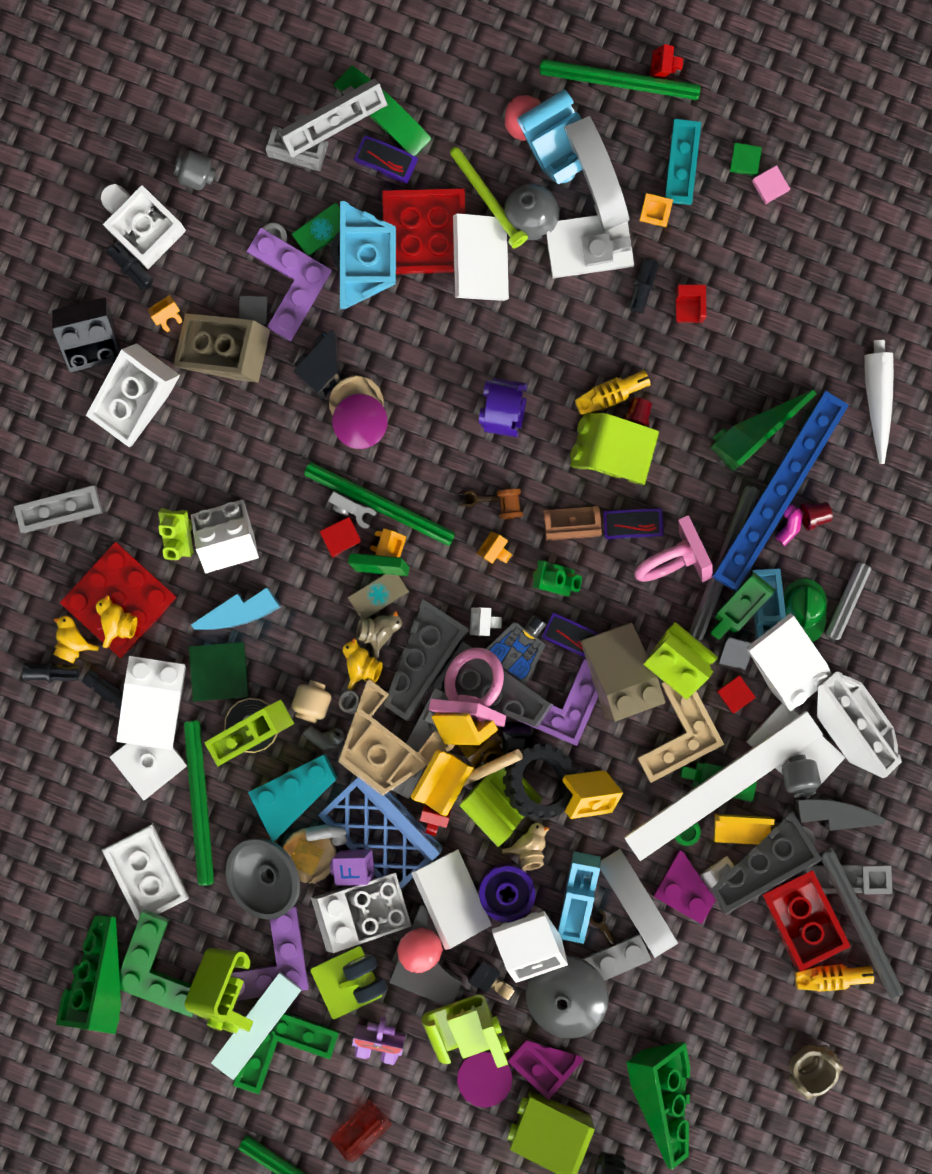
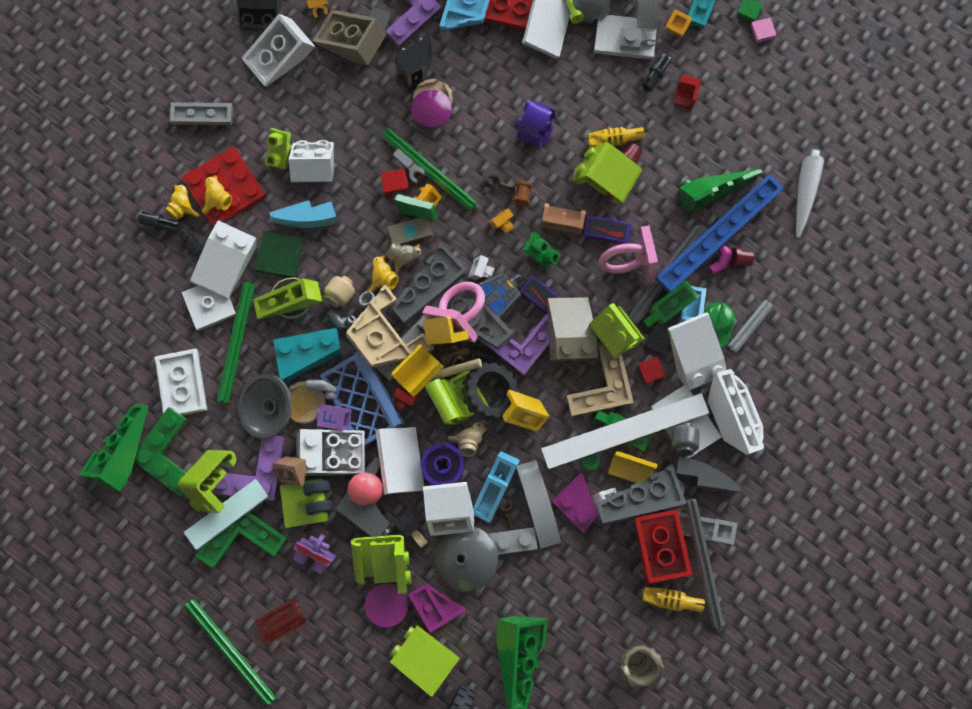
camera: 15 degrees right, 10 degrees down
(320, 951) = (290, 470): none -> medium nougat slope

